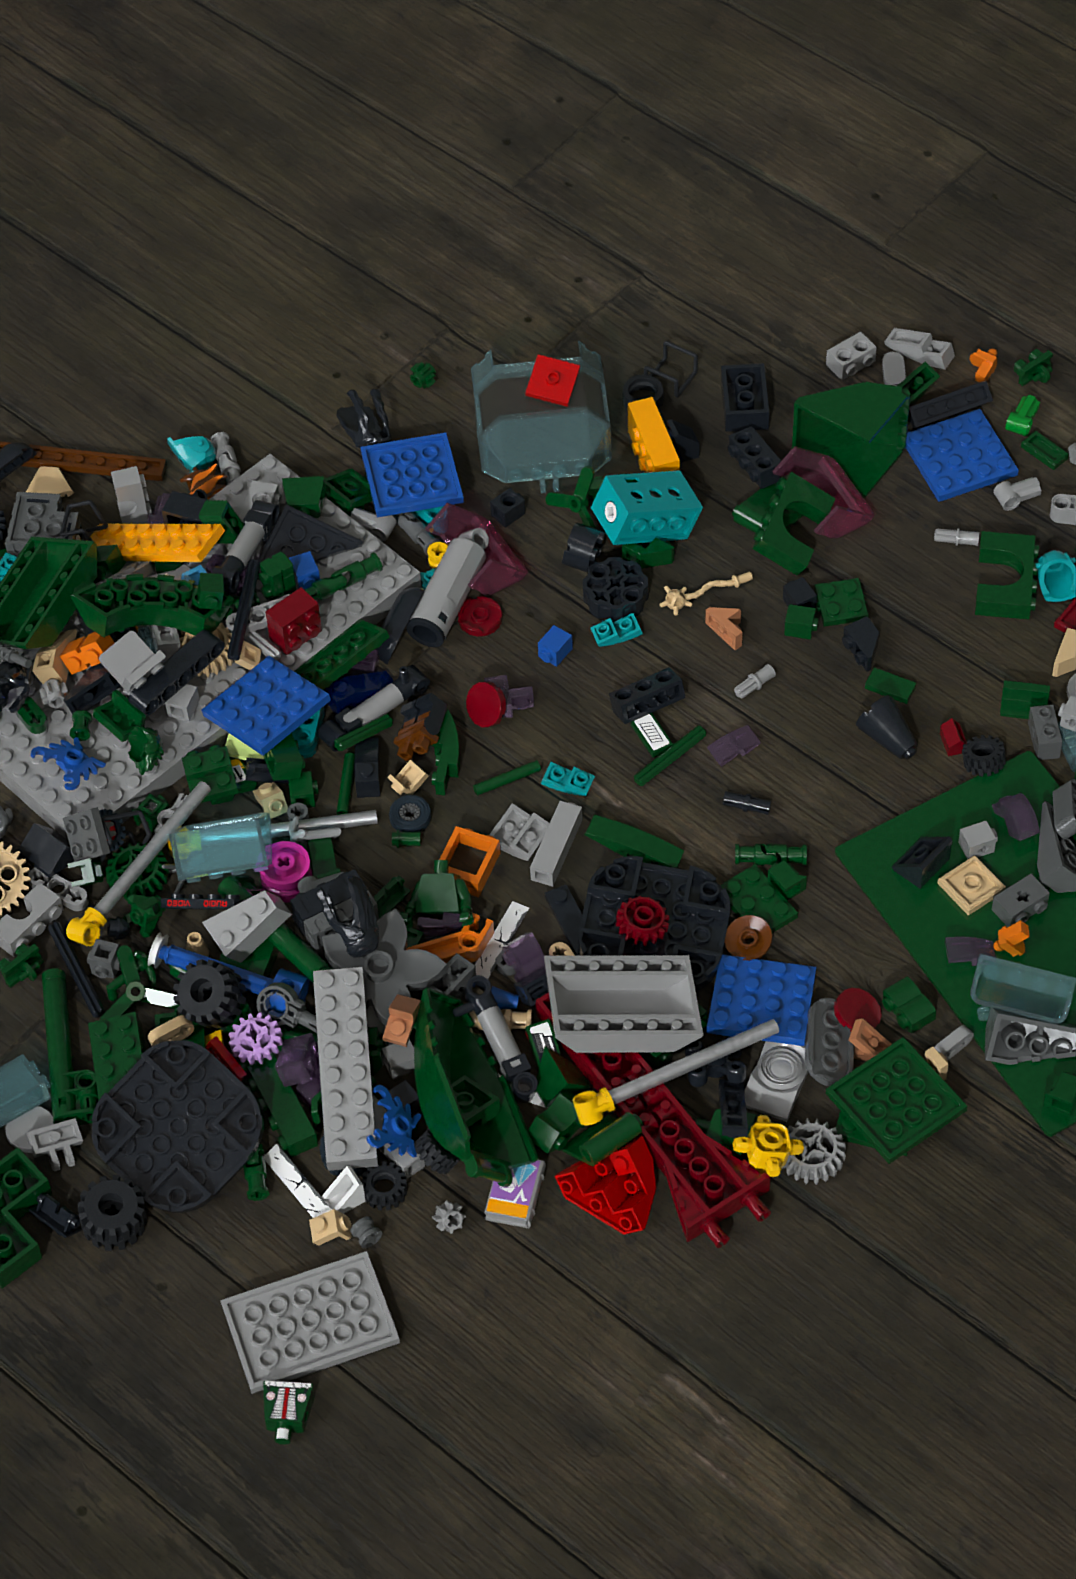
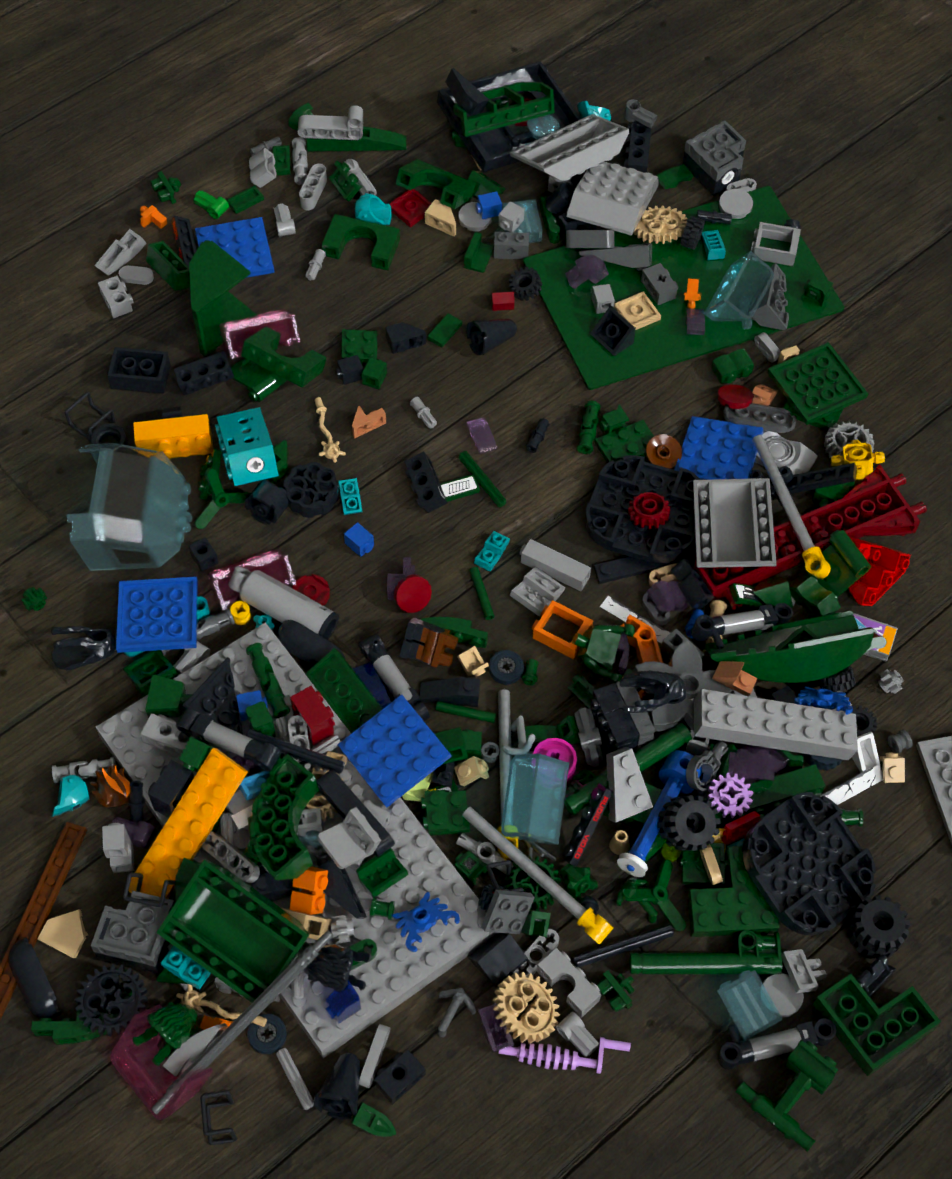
camera: 85 degrees left, 5 degrees up
(104, 959) = (624, 916): dark grey brick -> none
(145, 748) = (424, 853): dark green hair -> none
(210, 591) = (286, 765): dark green brick -> none
(363, 732) = (421, 691): dark green axle -> none
(552, 380) = (120, 471): red plate -> none
(633, 841) = (564, 512): dark green slope -> none

